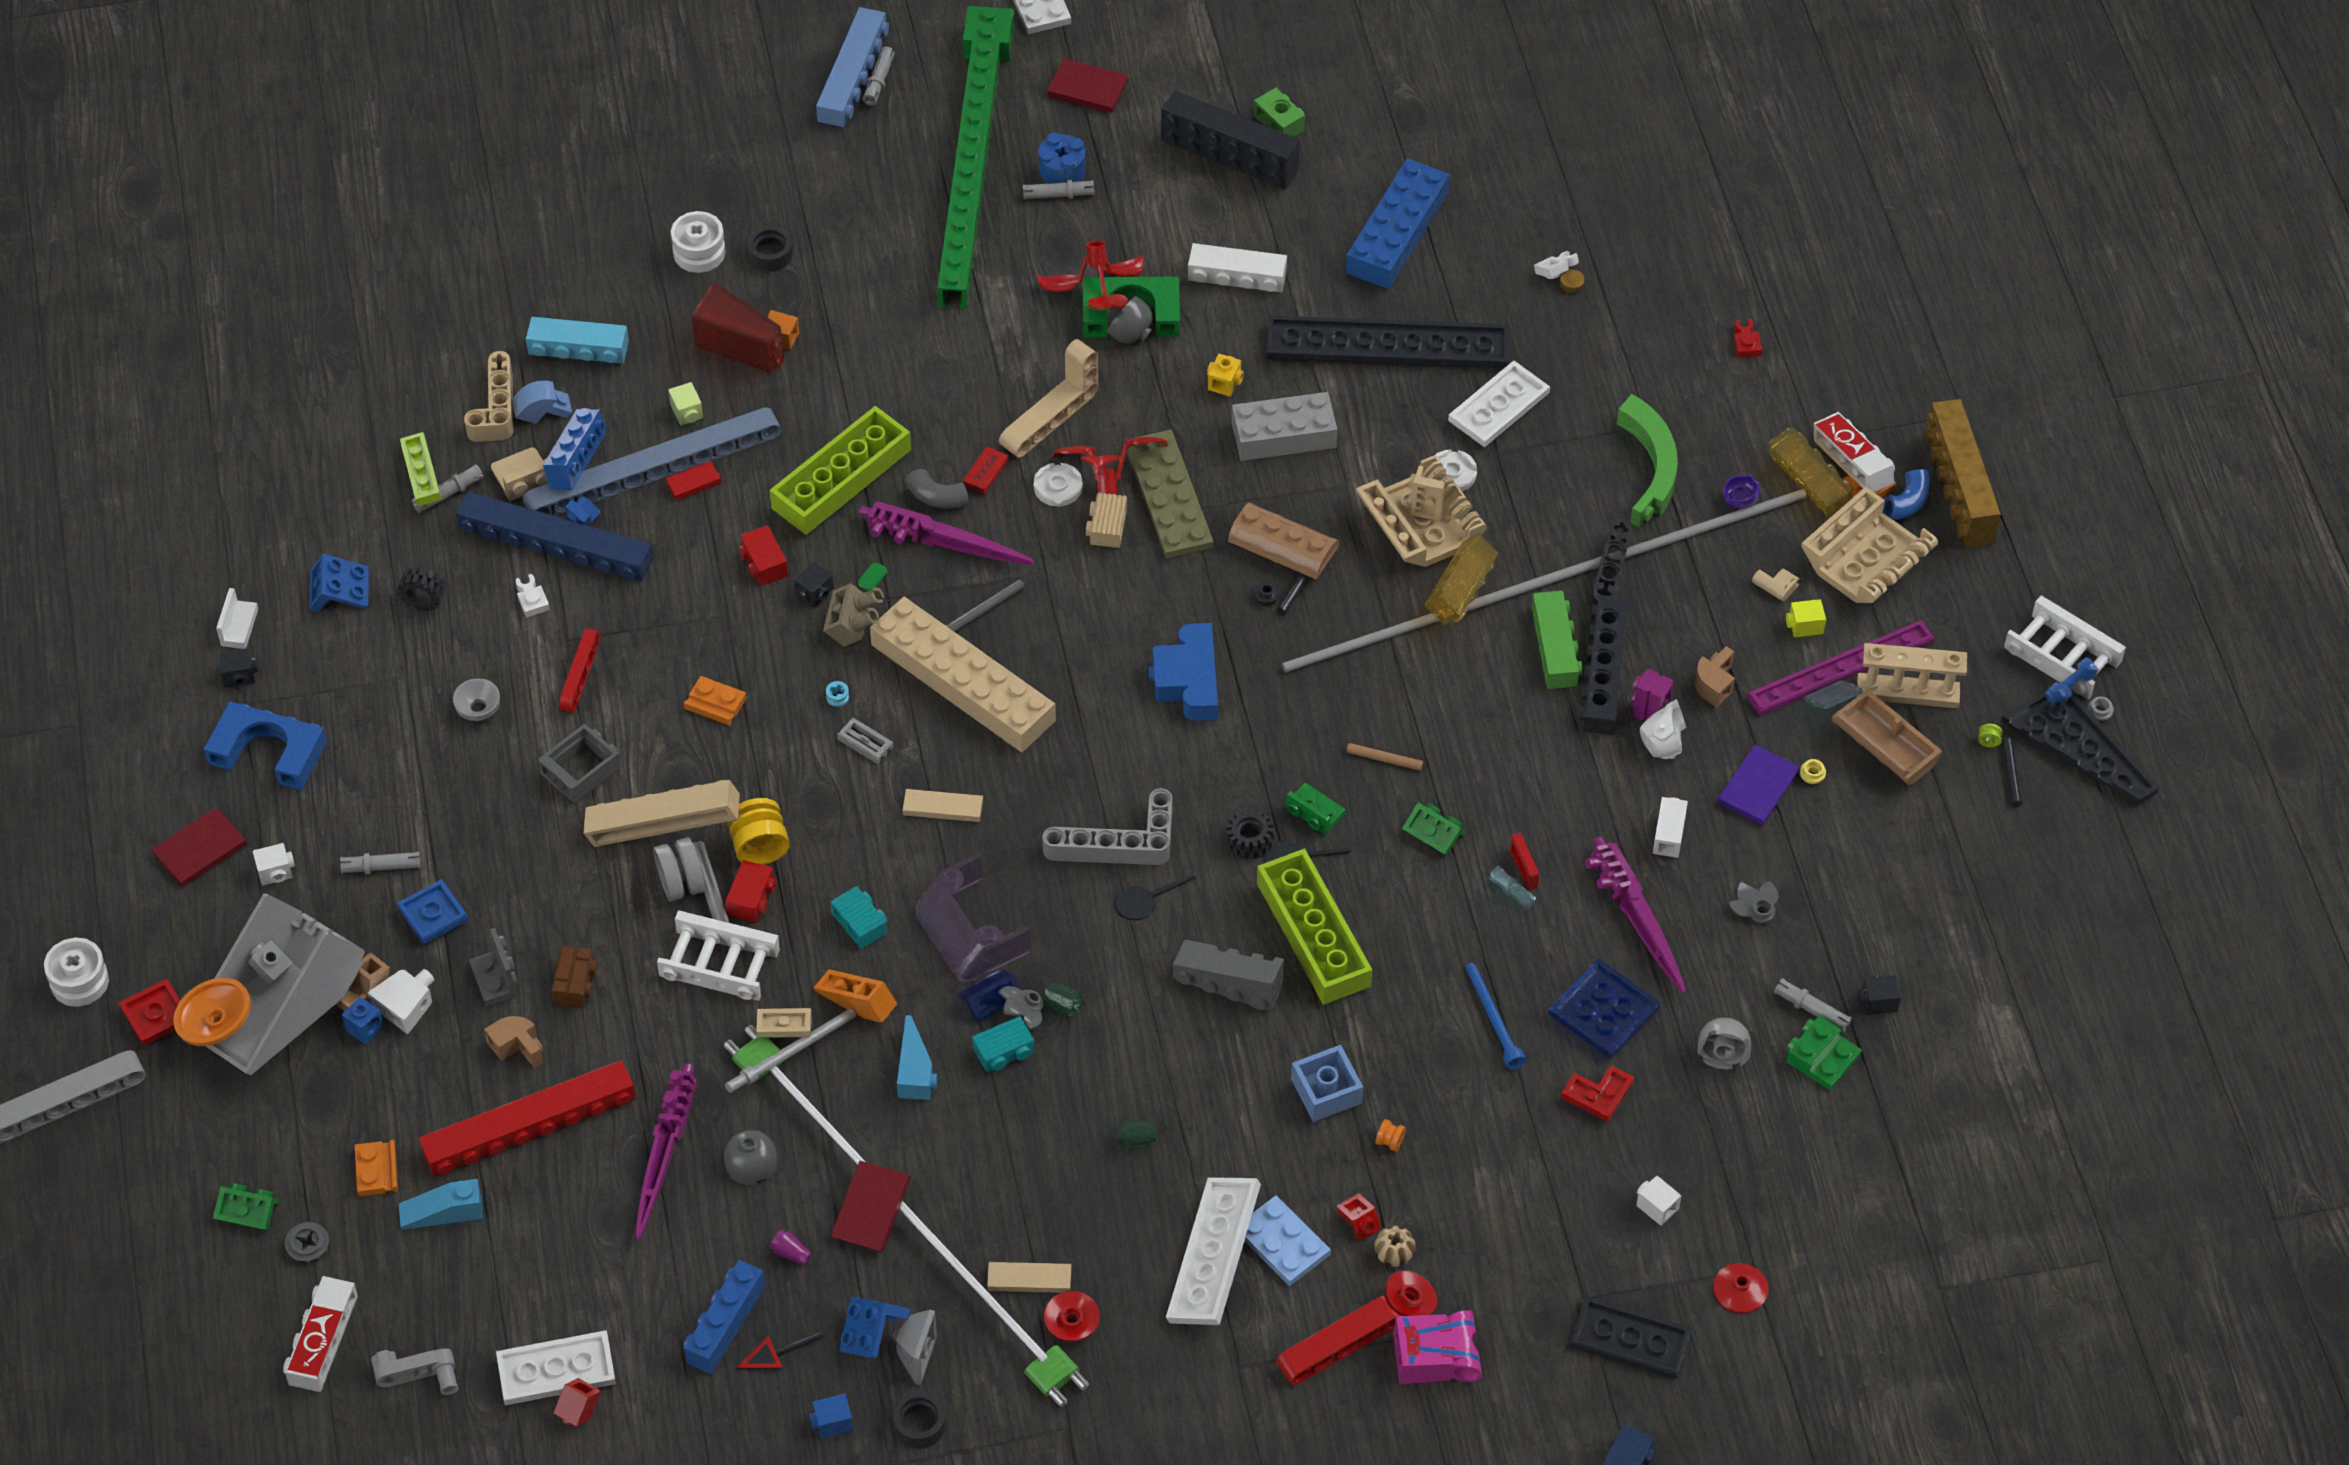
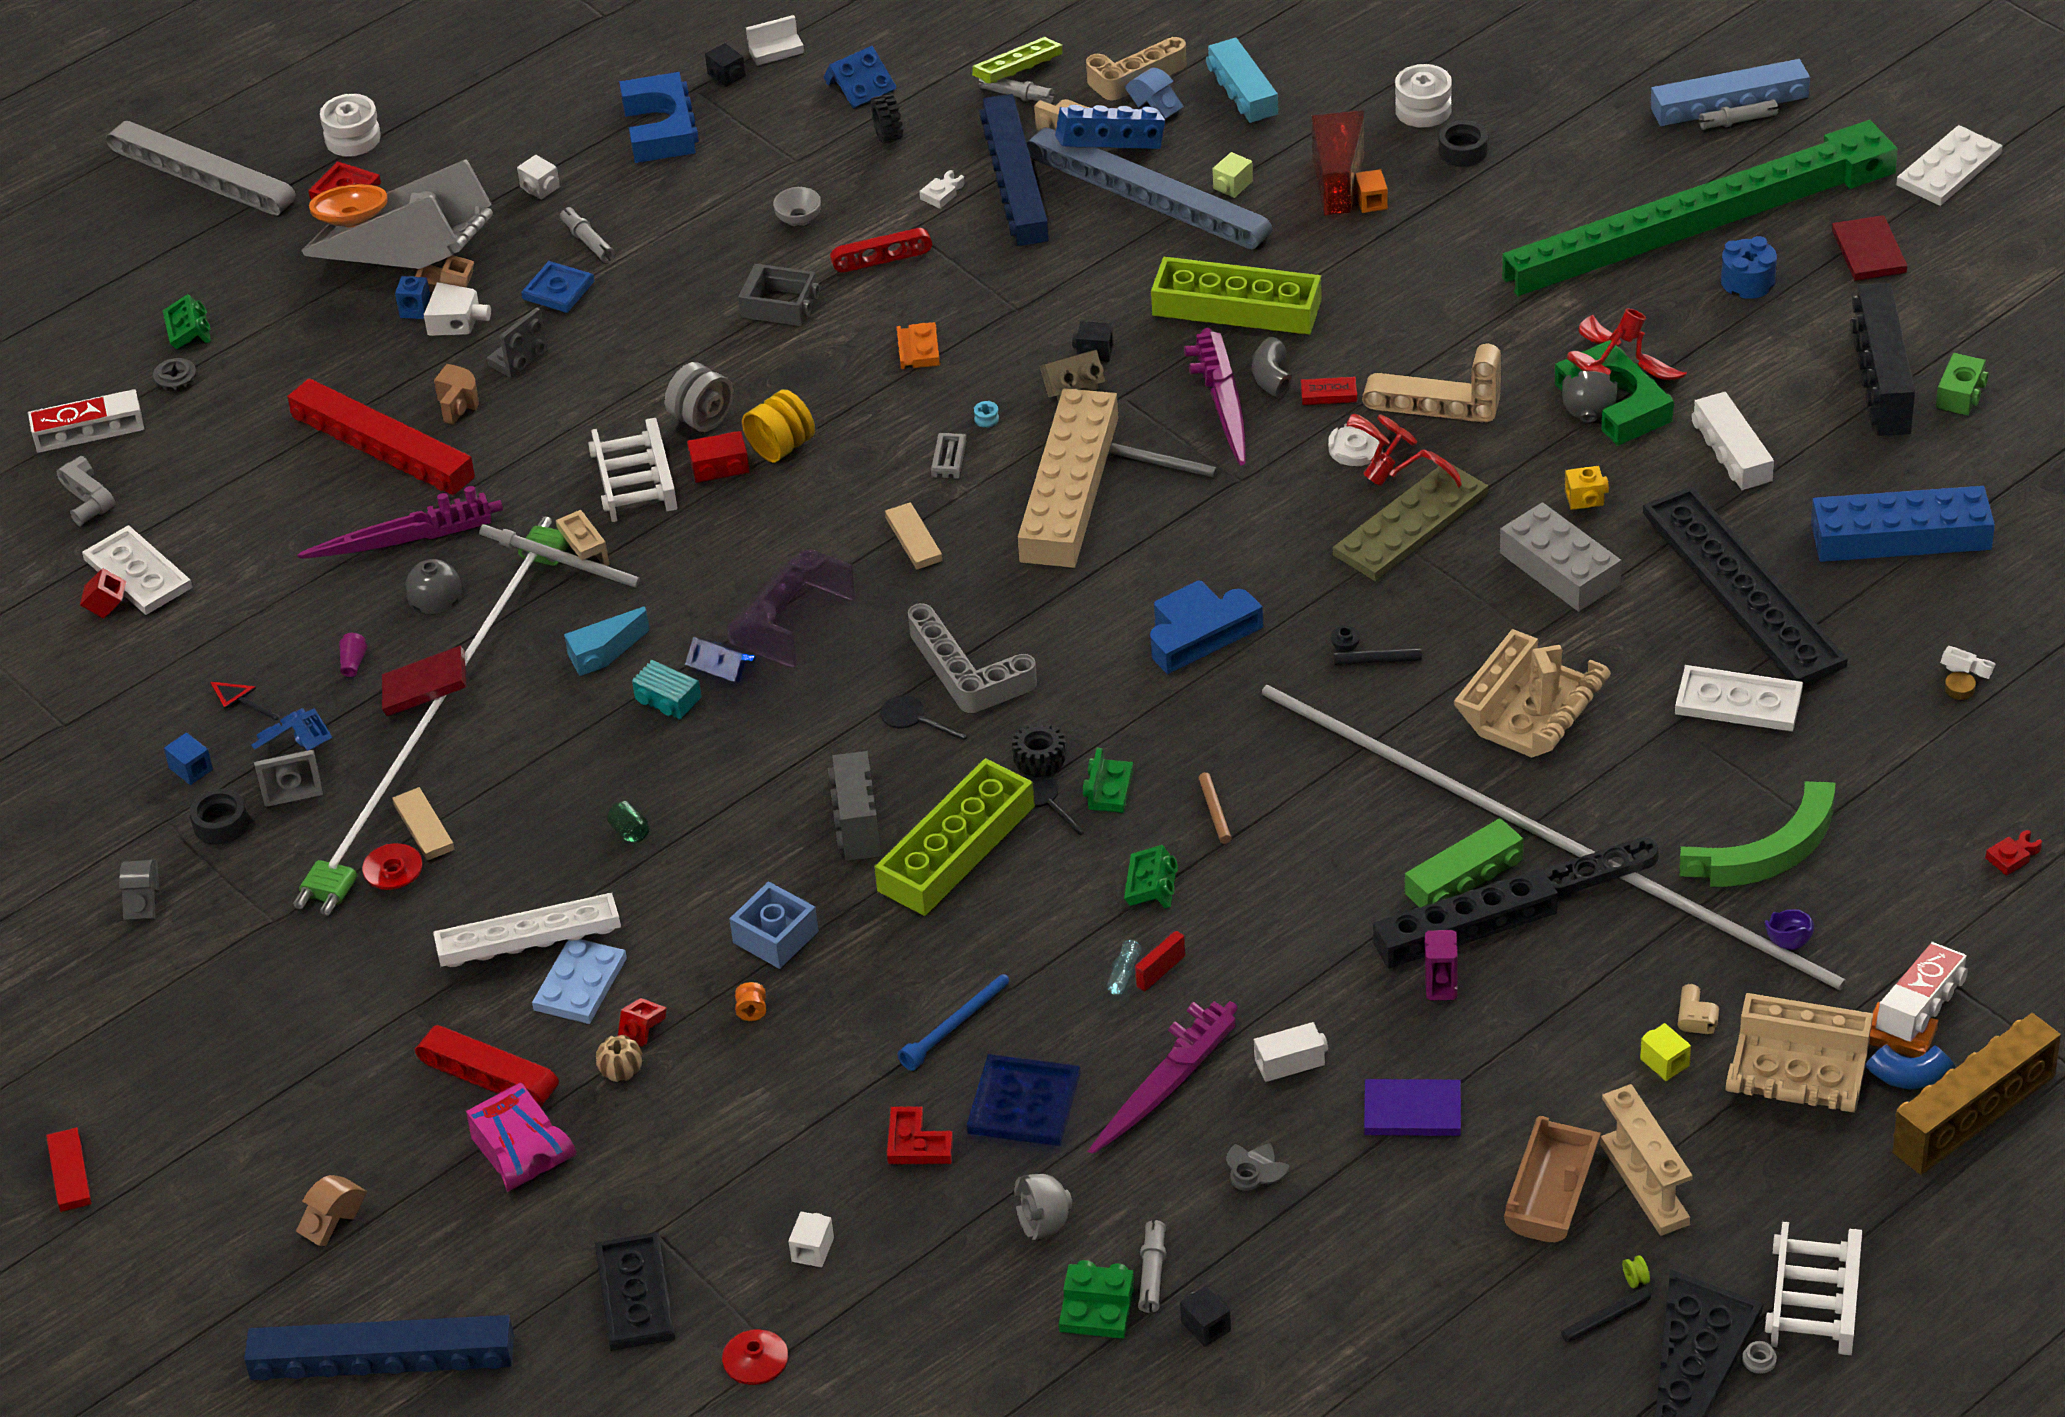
camera: 65 degrees right, 10 degrees down
(199, 847) = (530, 134): dark red tile -> none
(376, 1168) = (275, 378): orange plate -> none
(443, 1205) = (262, 433): dark azure slope -> none
(573, 977) = (547, 394): reddish brown brick -> none
(582, 511) = (1050, 172): blue bracket -> none
(661, 813) = (747, 355): tan brick -> none
(693, 480) = (1153, 221): red tile -> none
(712, 891) = (716, 427): light grey axle -> none
(724, 1317) = (249, 644): blue brick -> none
(763, 556) = (1101, 296): red brick -> none
(859, 917) = (741, 535): teal brick -> none
(864, 995) = (652, 574): orange slope -> none
(872, 576) = (1143, 378): green piece -> none
(1023, 1003) = (713, 680): dark grey plate -> none
(1058, 189) = (1722, 290): light grey pin -> none
(1063, 998) = (747, 706): clear green brick -> none
(1108, 520) = (1336, 491): tan brick -> none
(1282, 540) = (1415, 615): medium nougat container -> none
(1411, 1294) = (573, 1082): red dish -> none
(1459, 467) = (1622, 704): white tile -> none
(1462, 579) = (1471, 758): clear yellow brick -> none
(1663, 731) = (1412, 997): white helmet -> none
(1712, 678) = (1519, 1004): medium nougat brick -> none
(1810, 471) = (1868, 965): clear yellow brick -> none
(1813, 766) = (1464, 1143): light yellow plate -> none
(1831, 670) = (1587, 1094): magenta tile -> none
(1833, 694) = (1576, 1113): clear light blue piece -> none
(2061, 691) = (1735, 1300): blue piece -> none

